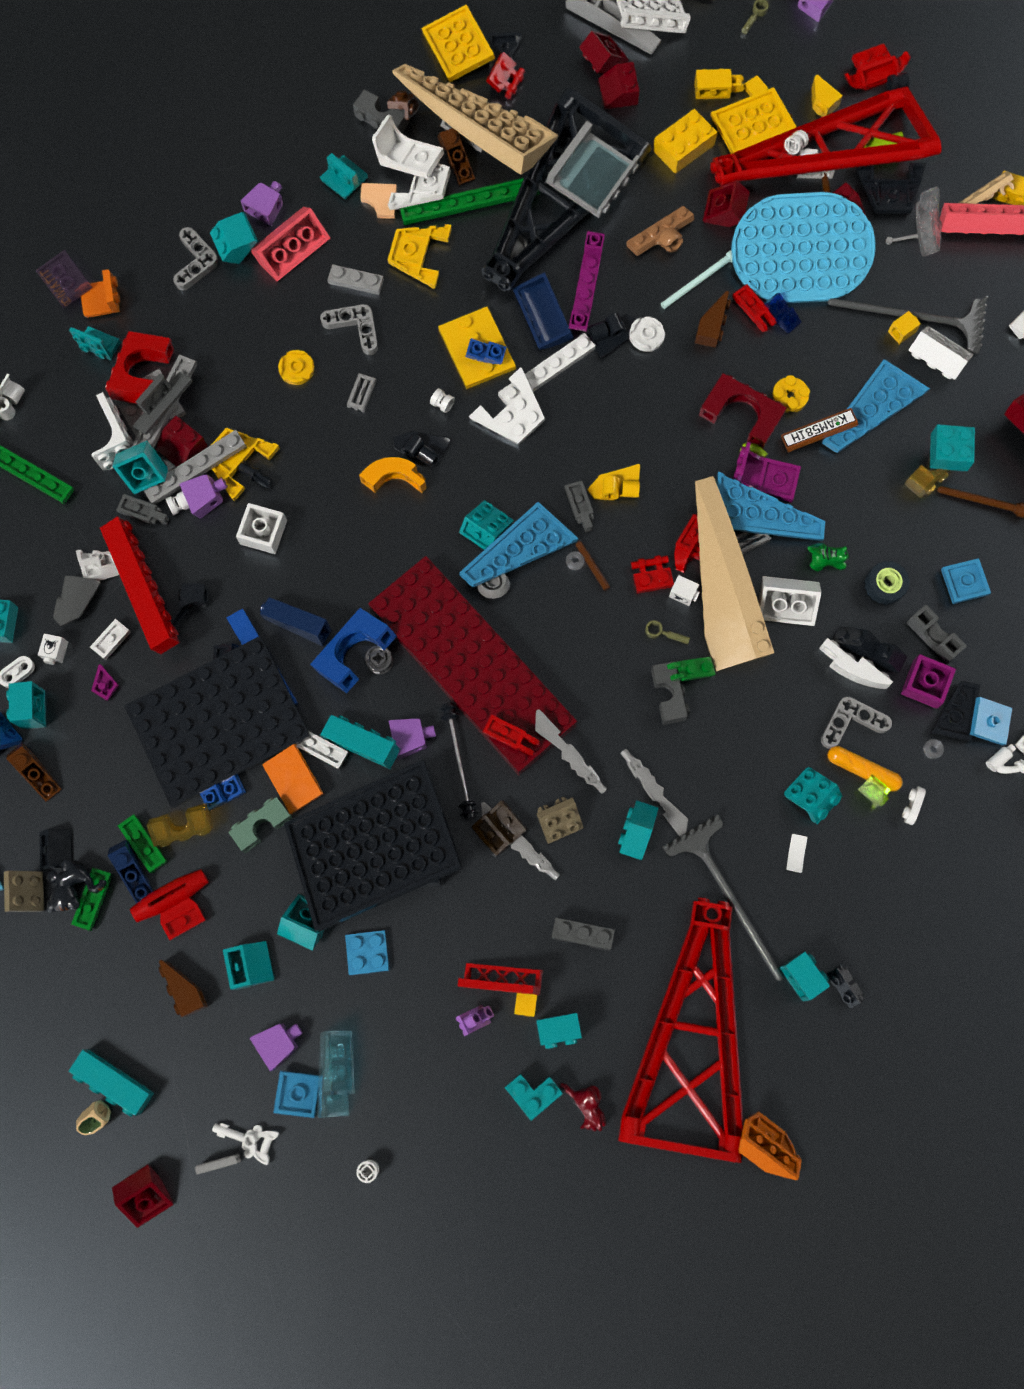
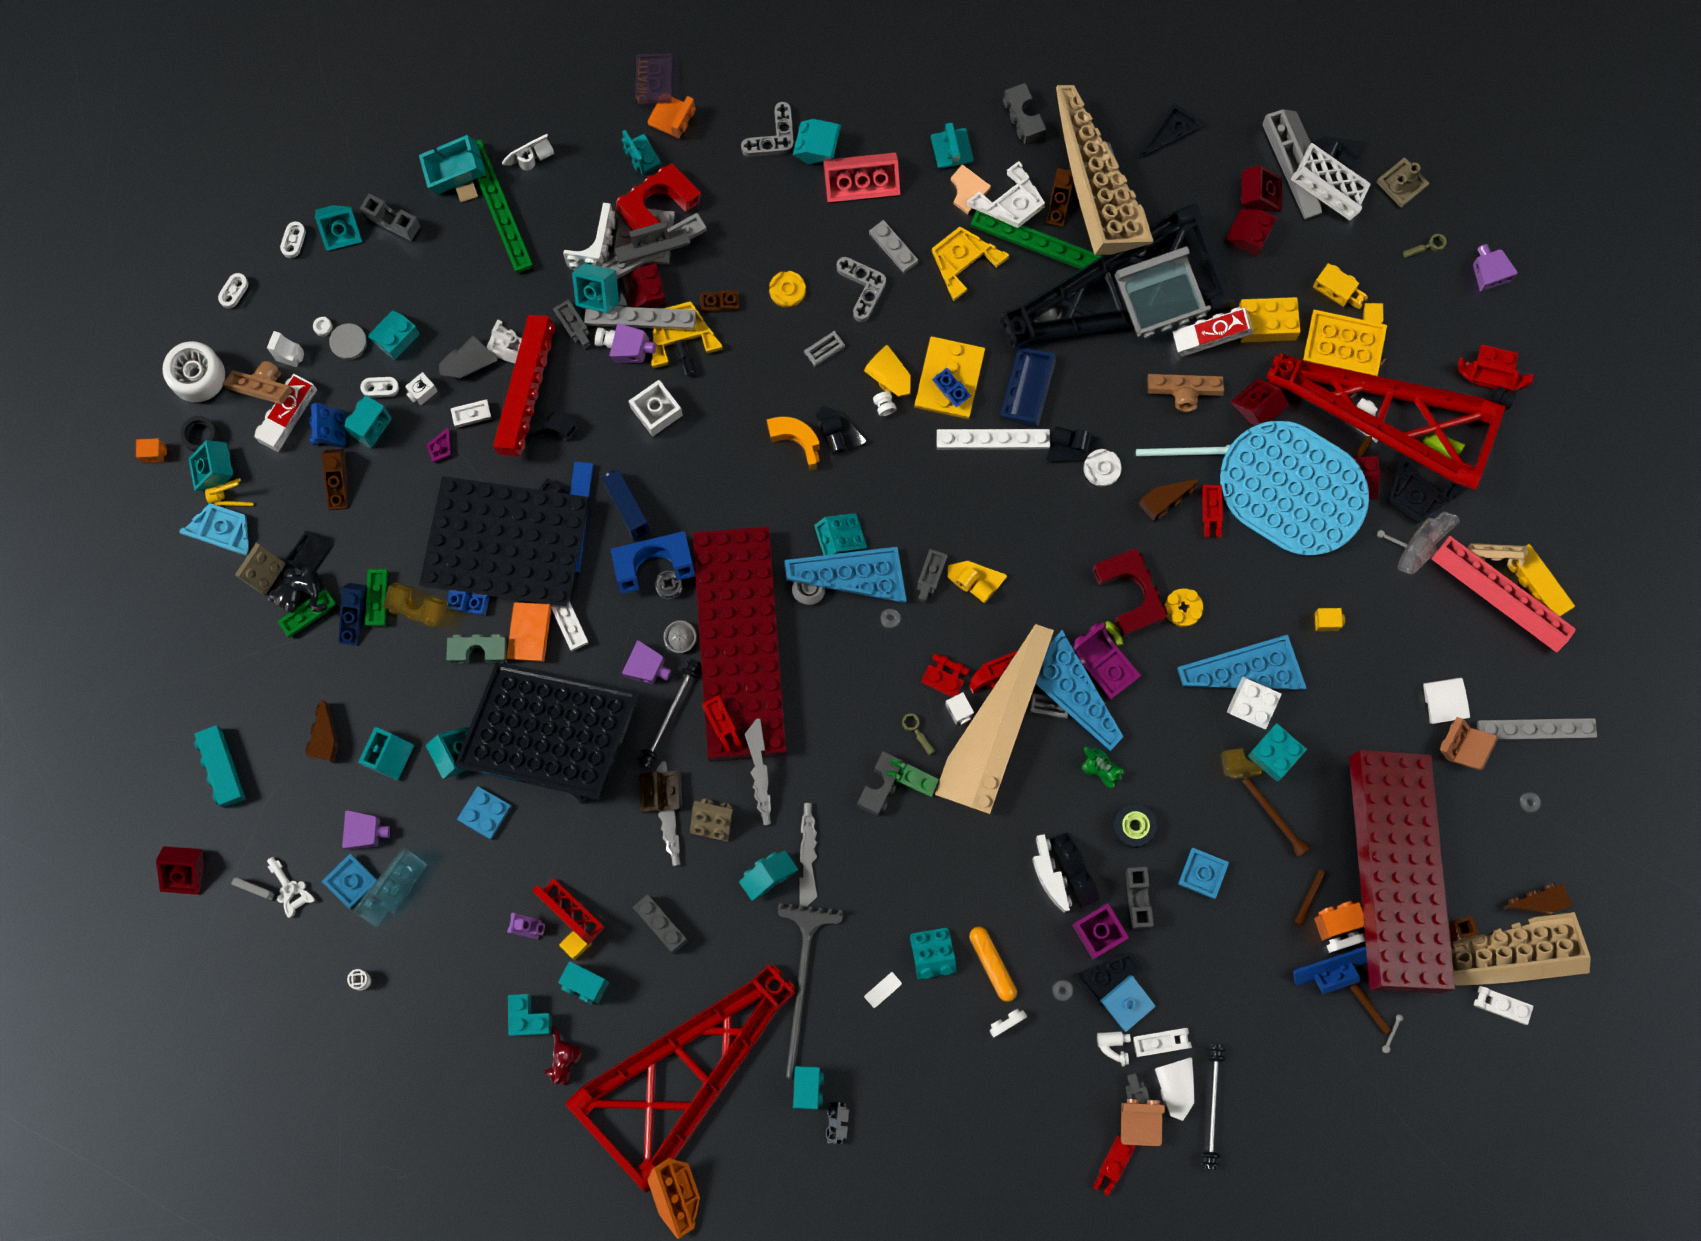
camera: 35 degrees right, 0 degrees up
(93, 1118) = (187, 784): tan rock -> none
(173, 904) = (365, 664): red plate -> none
(249, 414) = (719, 302): none -> reddish brown slope
(263, 202) = (867, 125): medium lavender torso -> none
(360, 741) = (602, 641): teal brick -> none
(403, 153) = (1015, 163): white bracket -> none
(404, 101) = (1049, 118): reddish brown bracket -> none
(419, 693) = (680, 636): none -> light grey hat
(428, 374) = (889, 372): none -> yellow panel
(458, 43) = (1140, 94): yellow plate -> none
(500, 74) = (1156, 147): red plate -> none
(518, 417) = (936, 463): white wing -> none
(587, 281) = (1110, 364): magenta slope -> none
(592, 565) = (901, 633): reddish brown bar -> none
(653, 174) = (1212, 332): none -> brick
(784, 316) = (1233, 532): clear blue slope -> none
(789, 600) = (1039, 780): white slope -> none
(796, 142) = (1357, 390): white wheel -> none
(819, 430) = (1181, 655): tile -> none
(824, 97) = (1425, 367): yellow slope -> none
(846, 716) = (1011, 911): light grey beam -> none
(875, 791) = (985, 987): clear neon green bracket -> none
(902, 425) = (1254, 702): none -> white brick
(940, 352) = (1343, 664): white slope -> none
(970, 324) = (1389, 657): dark grey piece -> none

